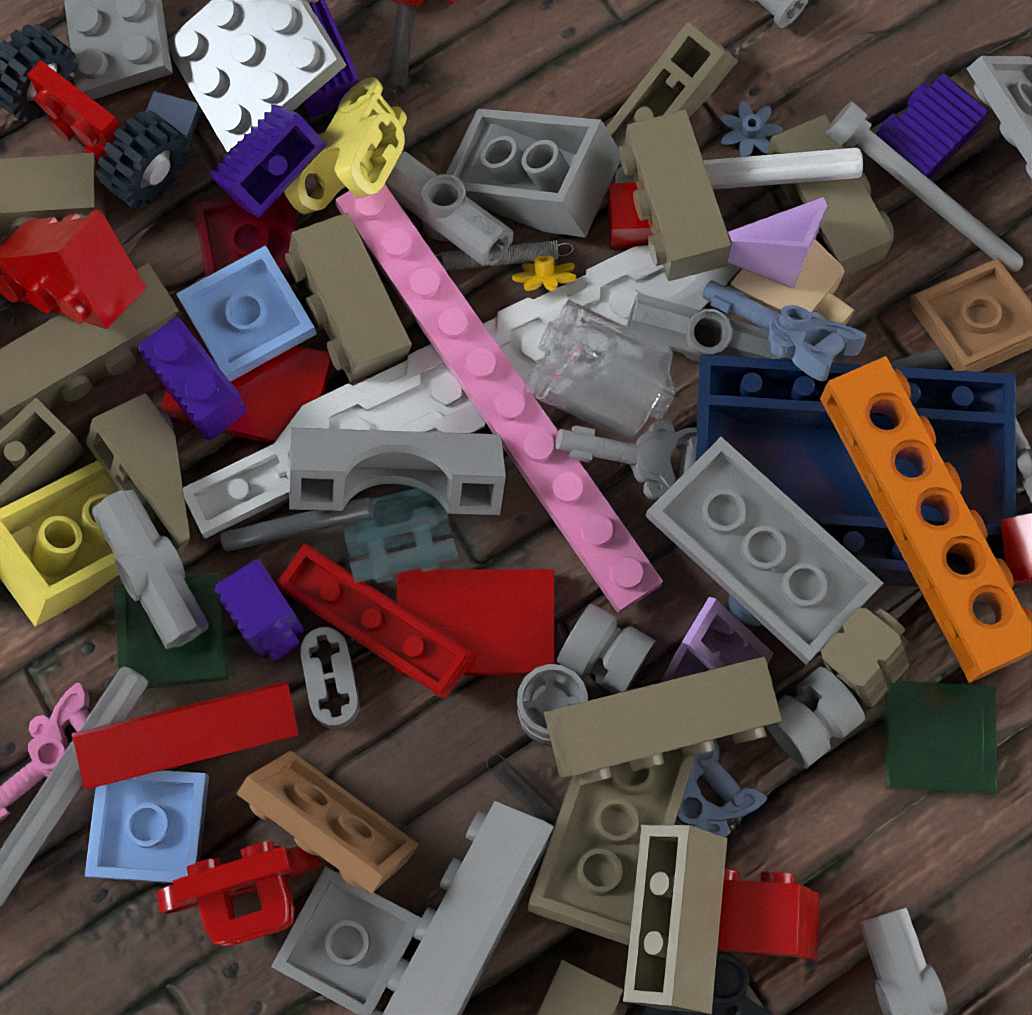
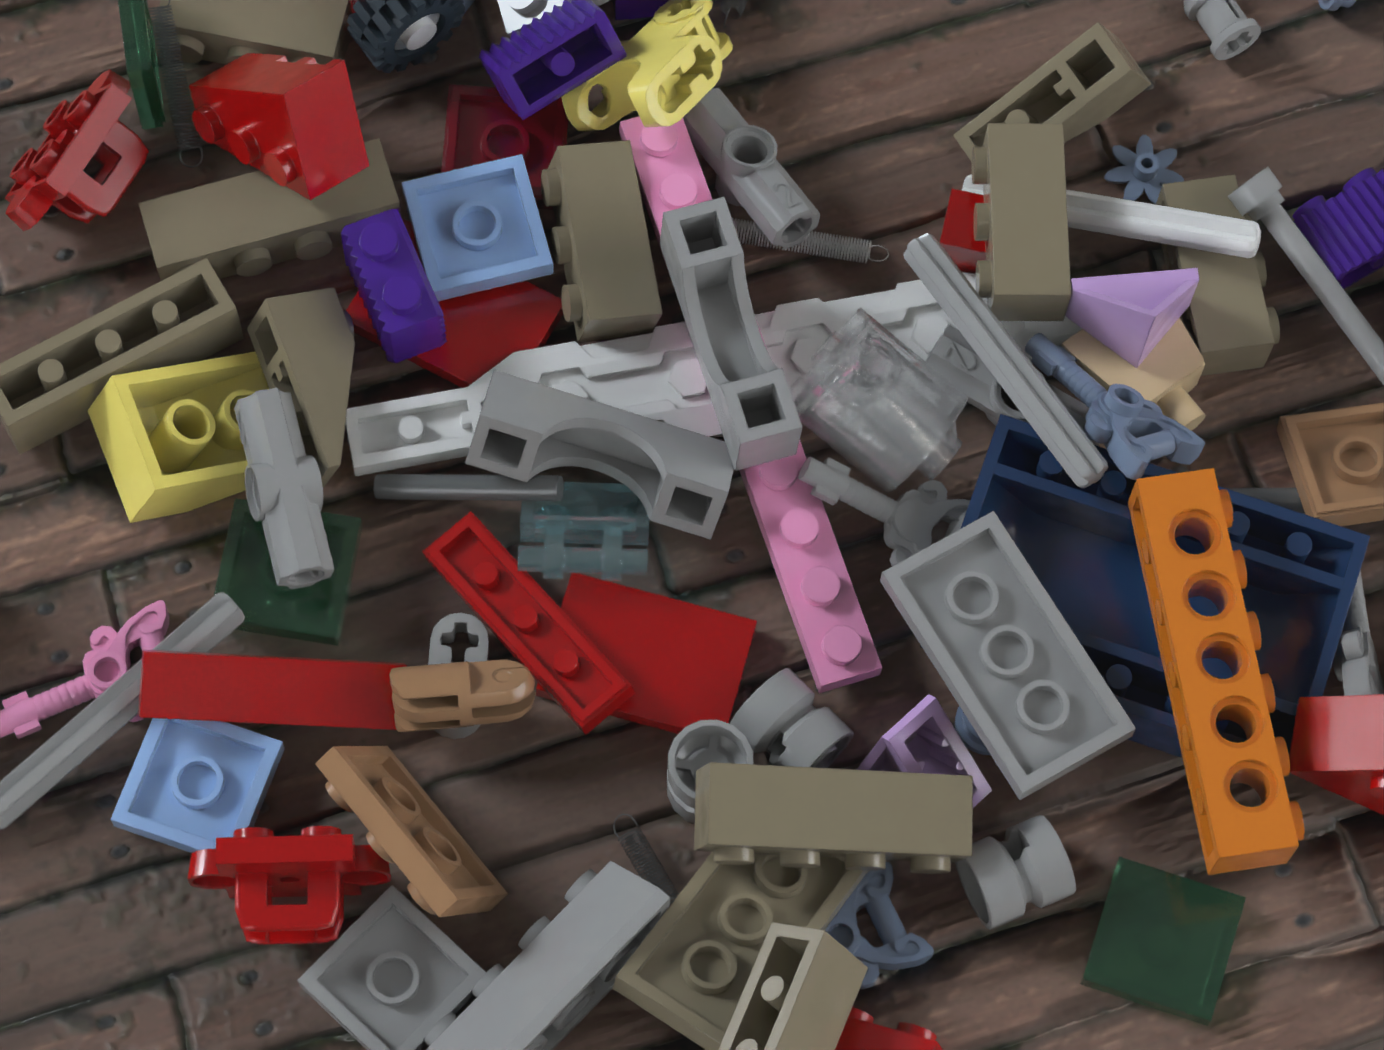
camera: 10 degrees right, 5 degrees down
(260, 611) = (398, 572): dark purple brick -> none
(337, 697) = (460, 694): none -> medium nougat arm
(448, 318) = (714, 296): none -> light grey arch
(537, 168) = (871, 149): light grey slope -> none
(544, 272) = (845, 273): yellow plant -> none
(694, 311) = (1005, 361): none -> light grey axle
(867, 654) = (1097, 812): dark tan brick -> none

